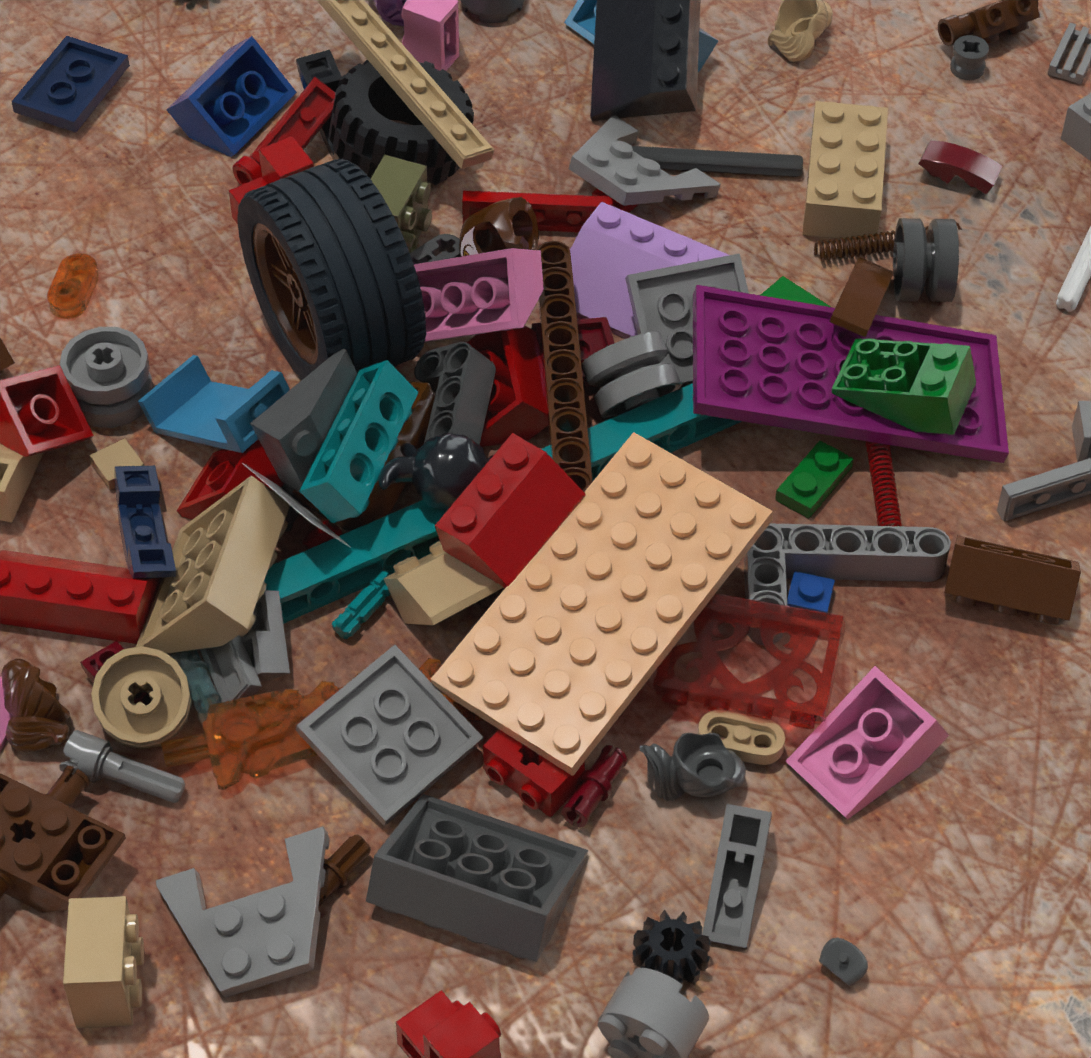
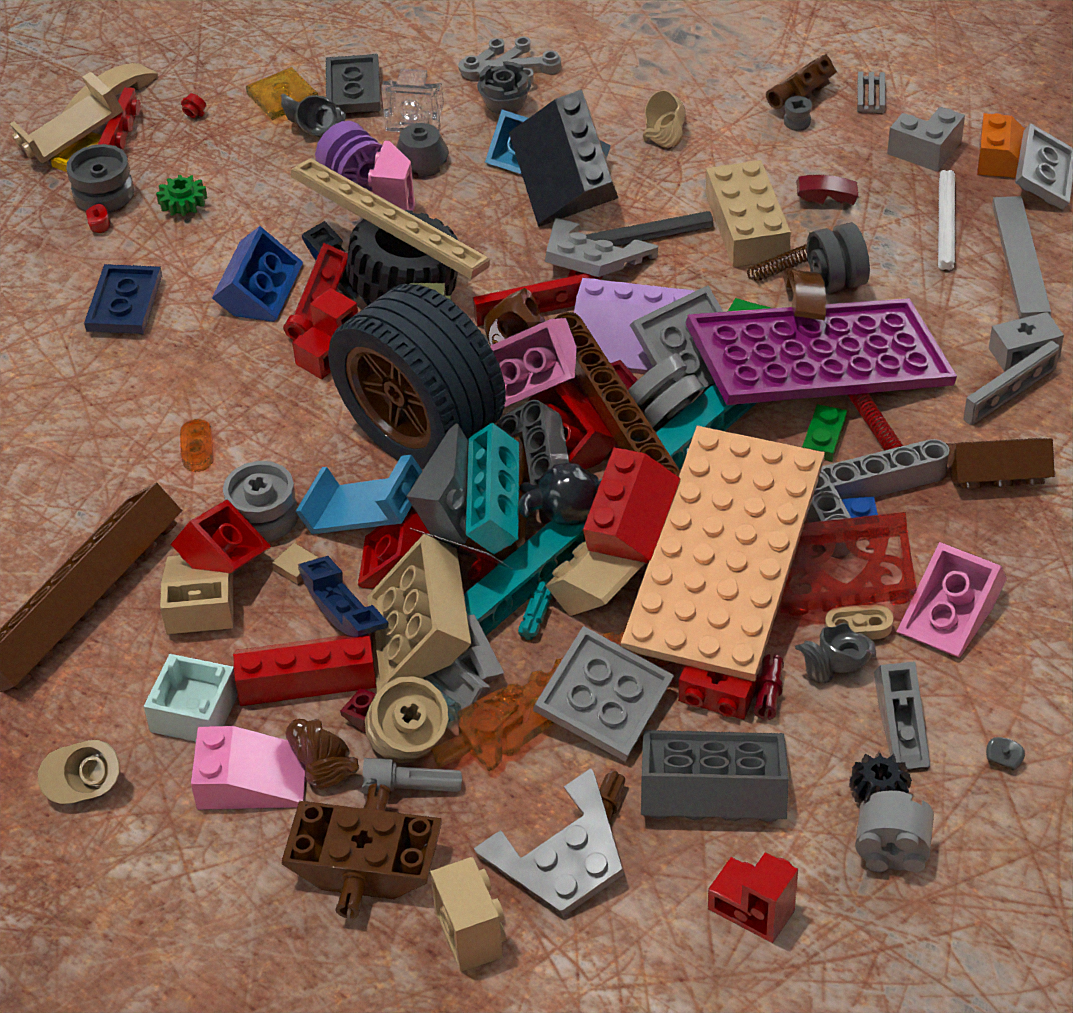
camera: 15 degrees left, 5 degrees down
(909, 382) = (869, 343): green slope -> none

